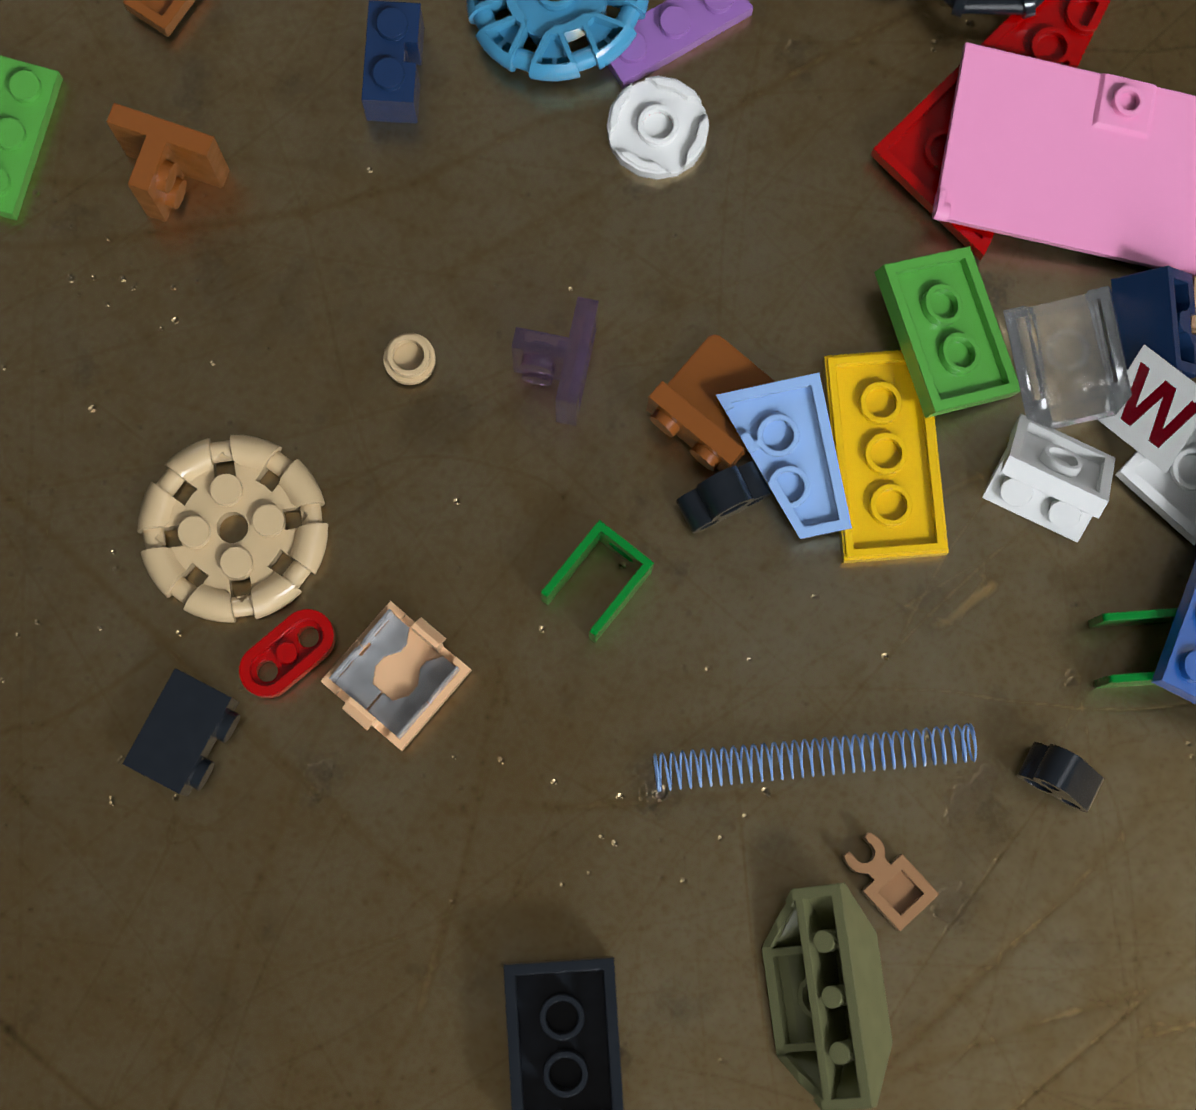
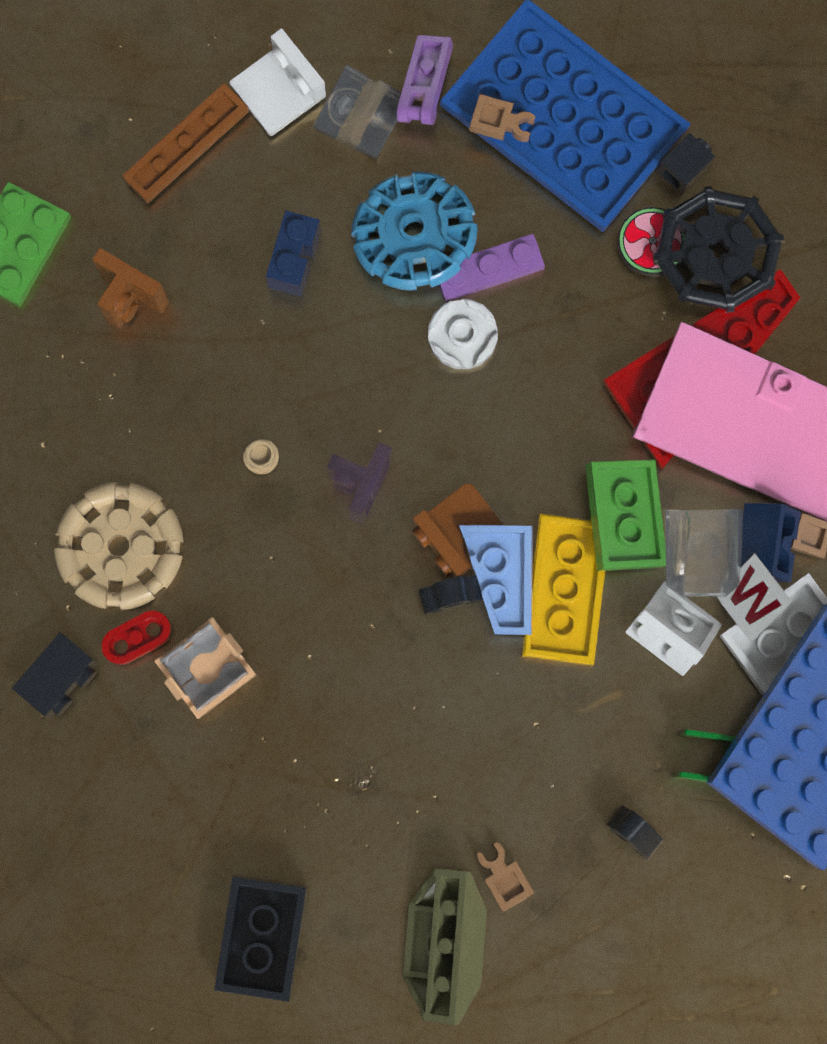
camera: 15 degrees right, 0 degrees up
(620, 547) = (359, 602): green piece -> none
(658, 776) = (470, 785): light blue piece -> none

